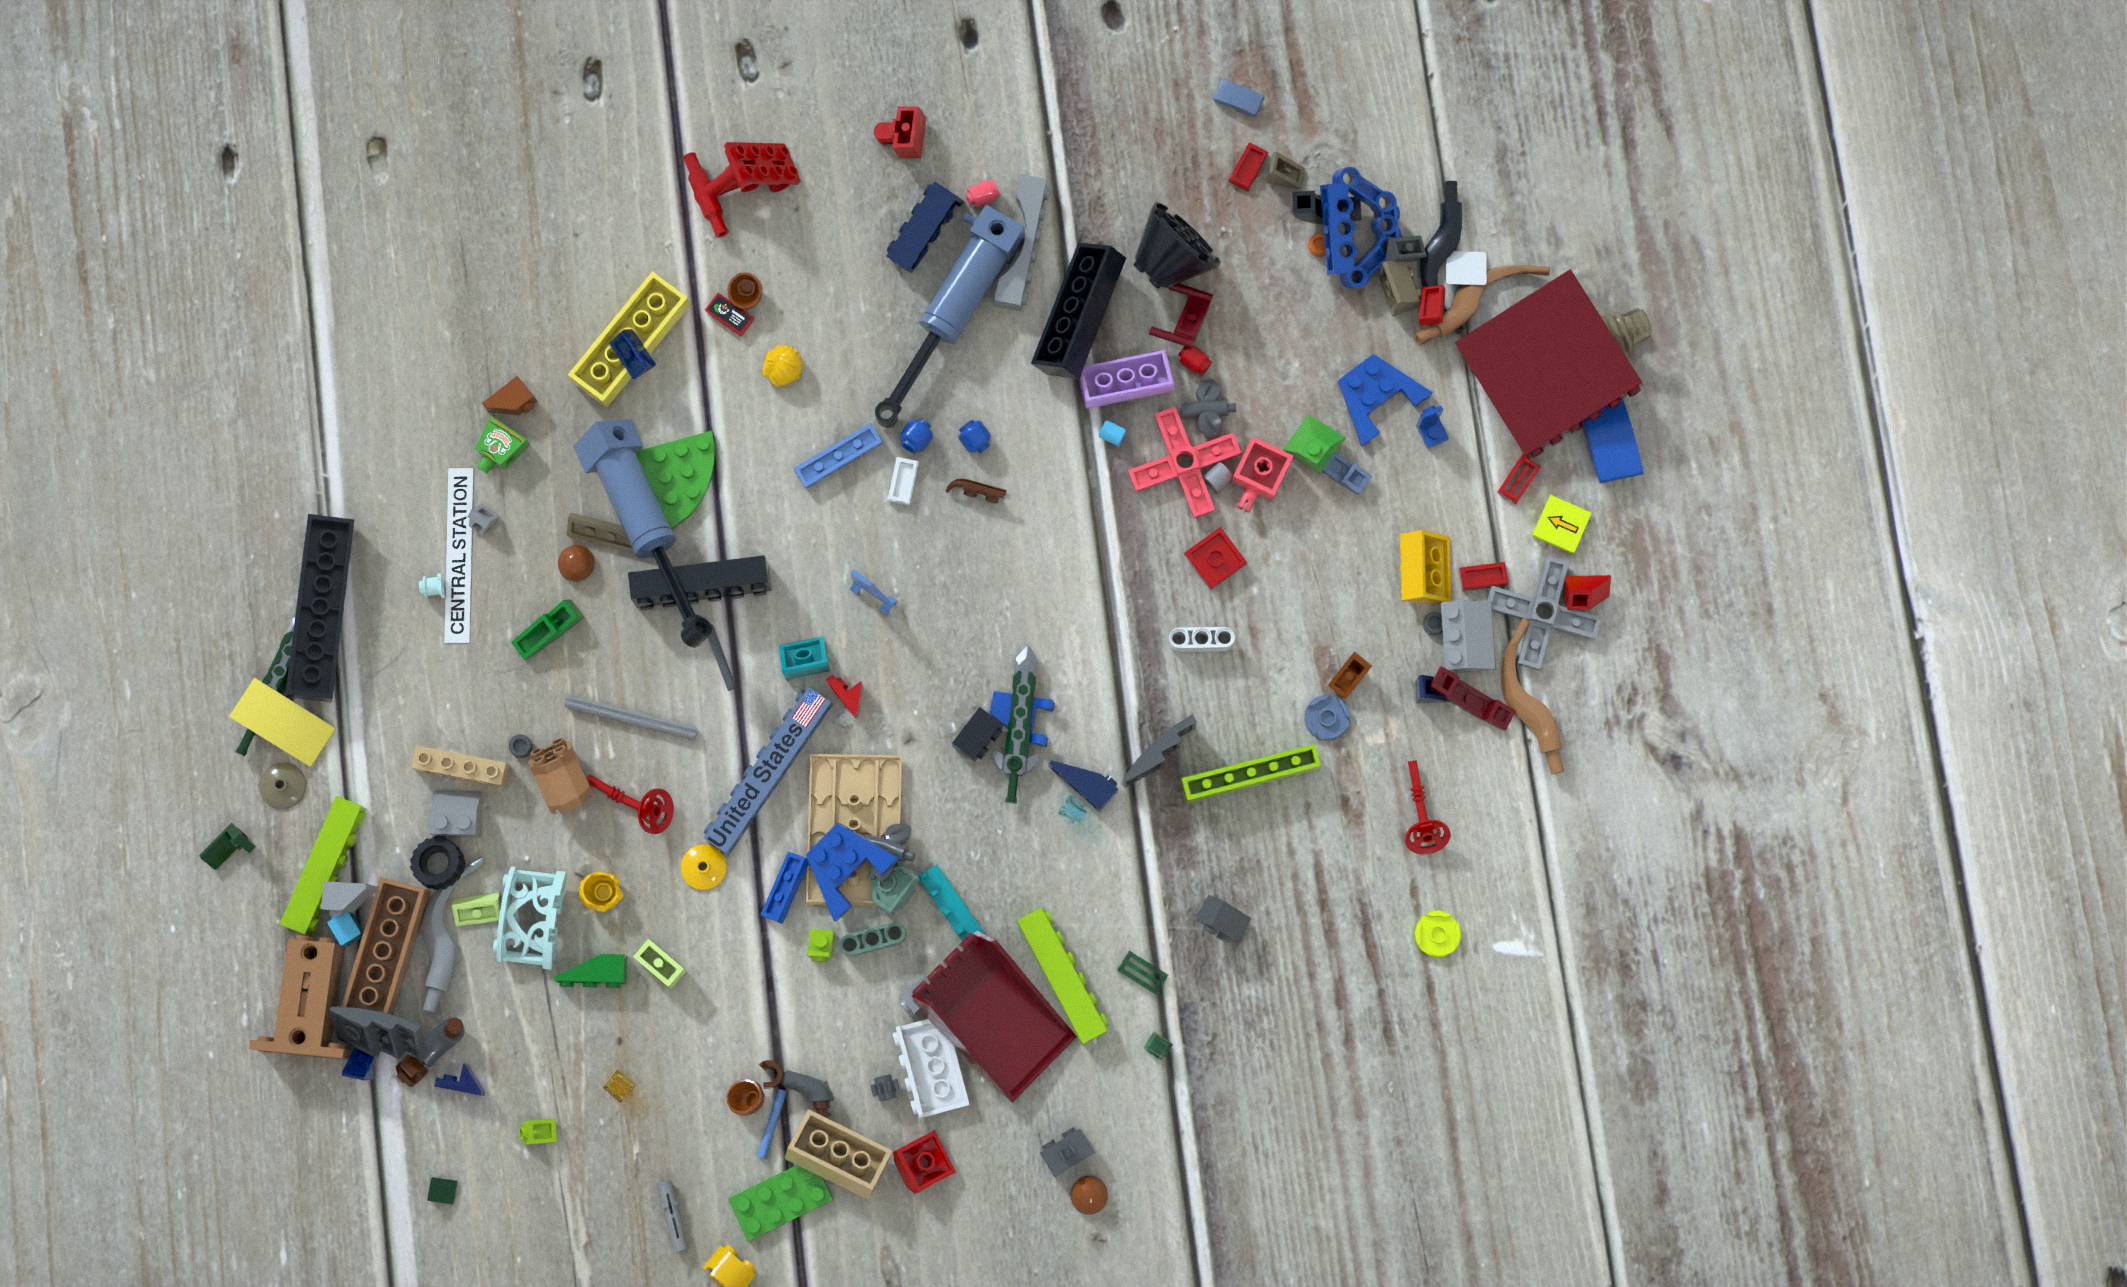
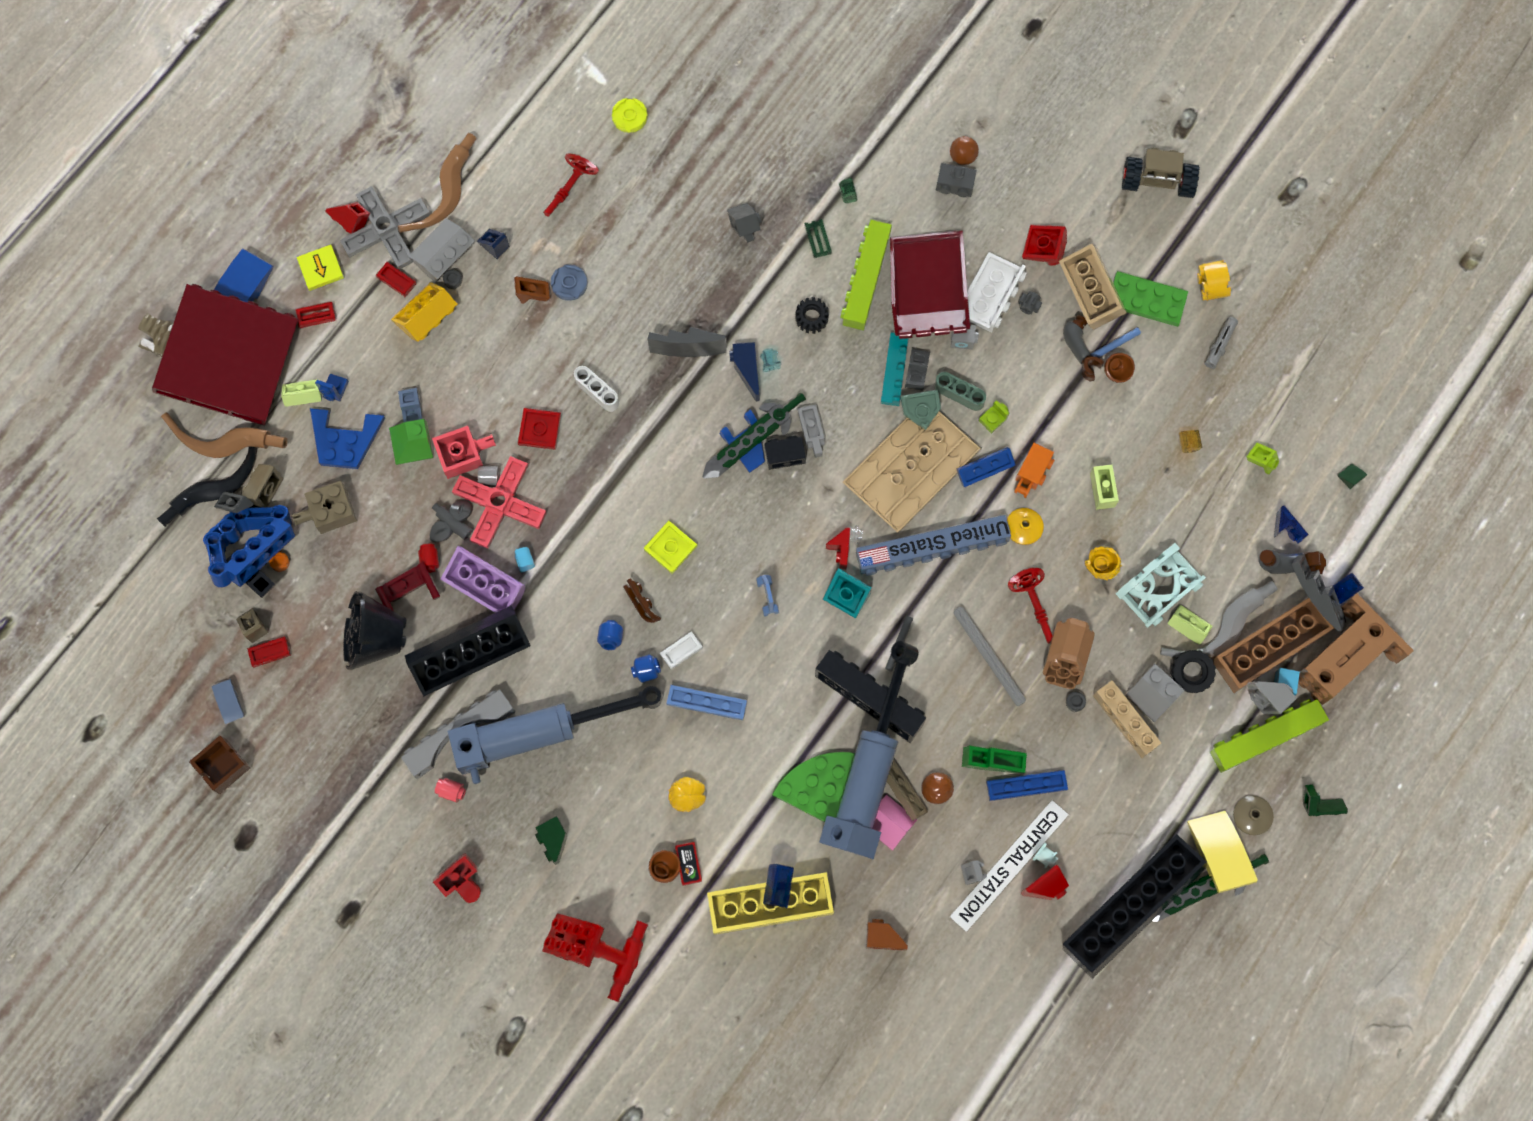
camera: 135 degrees left, 5 degrees down
(410, 559) = (1048, 886): none -> red slope
(499, 446) = (920, 912): bright green torso -> none
(501, 634) = (1027, 785): none -> blue tile
(588, 498) = (892, 822): none -> bright pink slope
(602, 969) = (1143, 517): green slope -> none
(739, 925) = (1033, 469): none -> orange brick
(838, 858) = (935, 450): blue wing -> none
(860, 233) = (553, 837): none -> dark green slope
(893, 841) = (903, 429): dark grey plant -> none
(923, 226) = (508, 800): dark blue wedge -> none
(932, 927) = (917, 369): none -> dark grey slope
(974, 780) = (812, 428): none -> light grey hinge
(998, 560) = (670, 547): none -> neon yellow tile
(1076, 875) = (812, 305): none -> black tyre
(1188, 45) = (219, 764): none -> reddish brown piece
(1250, 773) = (646, 285): lime brick -> none
(1323, 311) = (319, 504): none -> dark tan brick
(1432, 305) = (254, 454): red tile -> none
(1457, 400) = (300, 393): none -> yellowish green slope
(1466, 268) = (209, 463): white sticker -> none
(1471, 700) = (476, 214): dark red slope -> none

